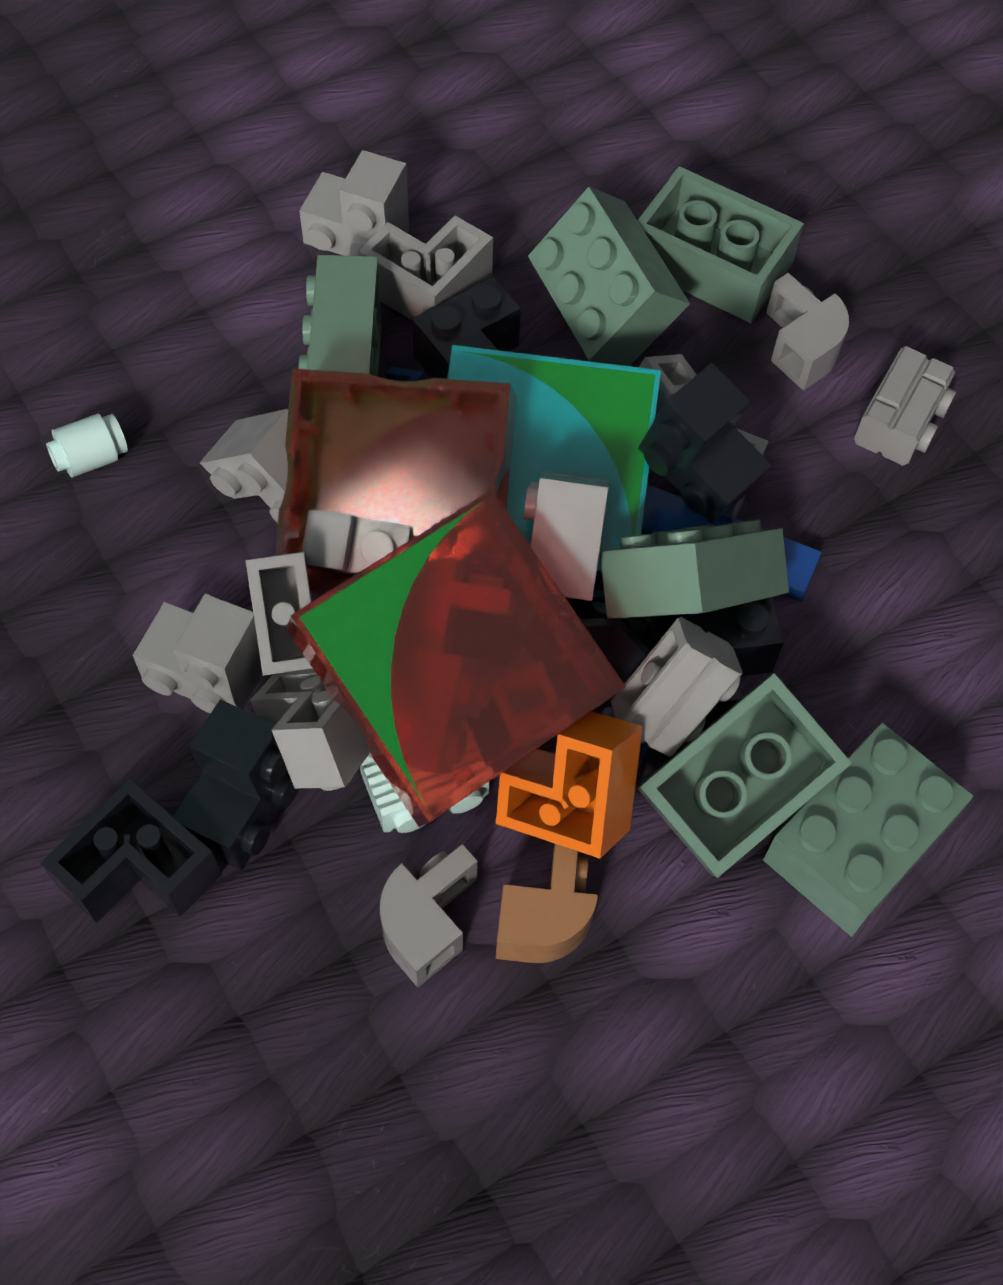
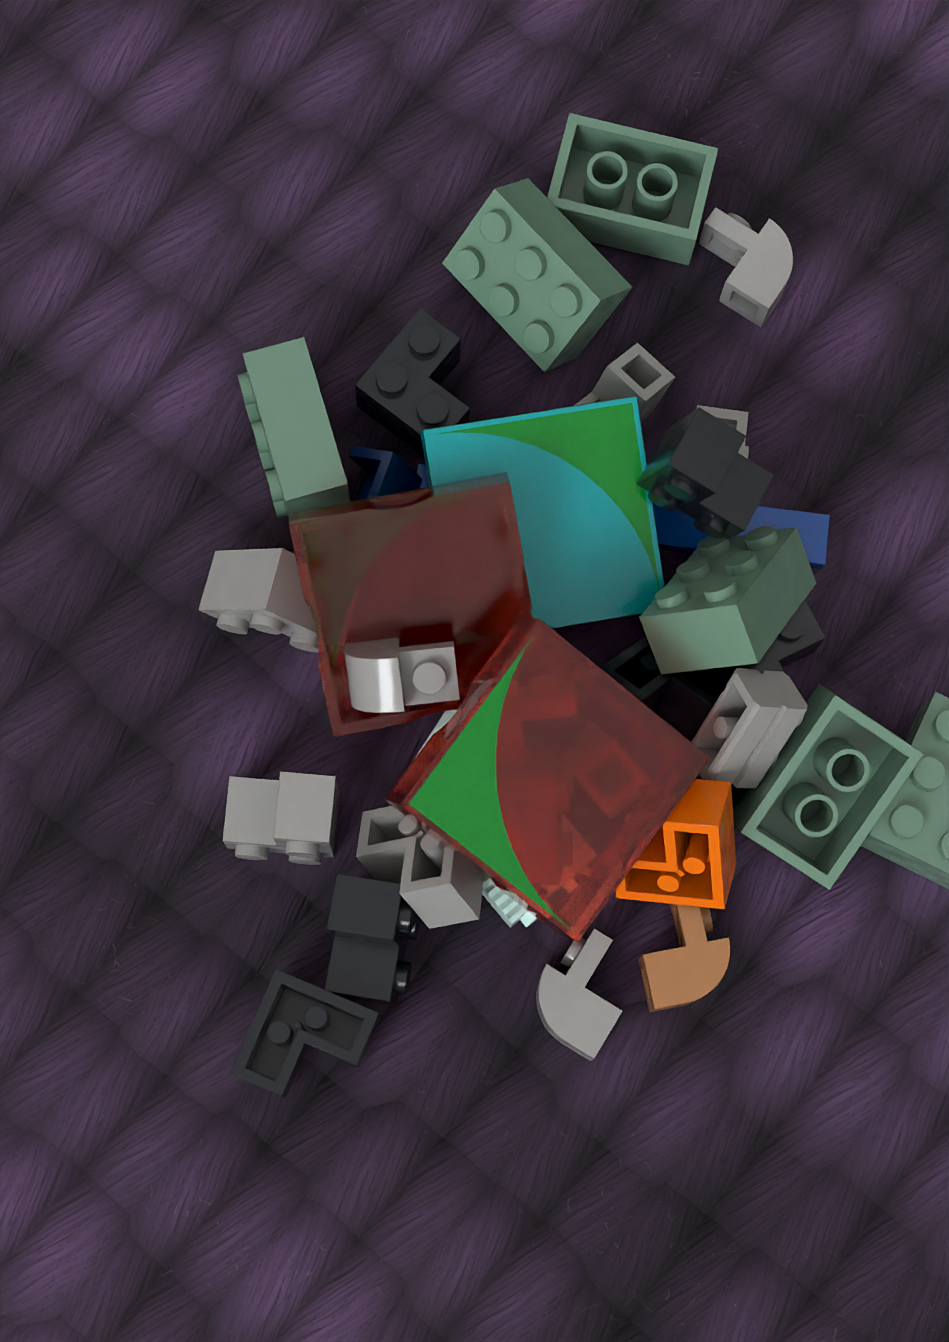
camera: 20 degrees left, 15 degrees up
(87, 444) = (73, 620): light aqua brick -> none
(278, 590) = (367, 766): light grey brick -> none
(349, 211) = (245, 263): light grey brick -> none
(425, 275) = (349, 325): light grey brick -> none
(568, 528) = (602, 595): light grey brick -> none
(904, 406) = (870, 323): light grey brick -> none

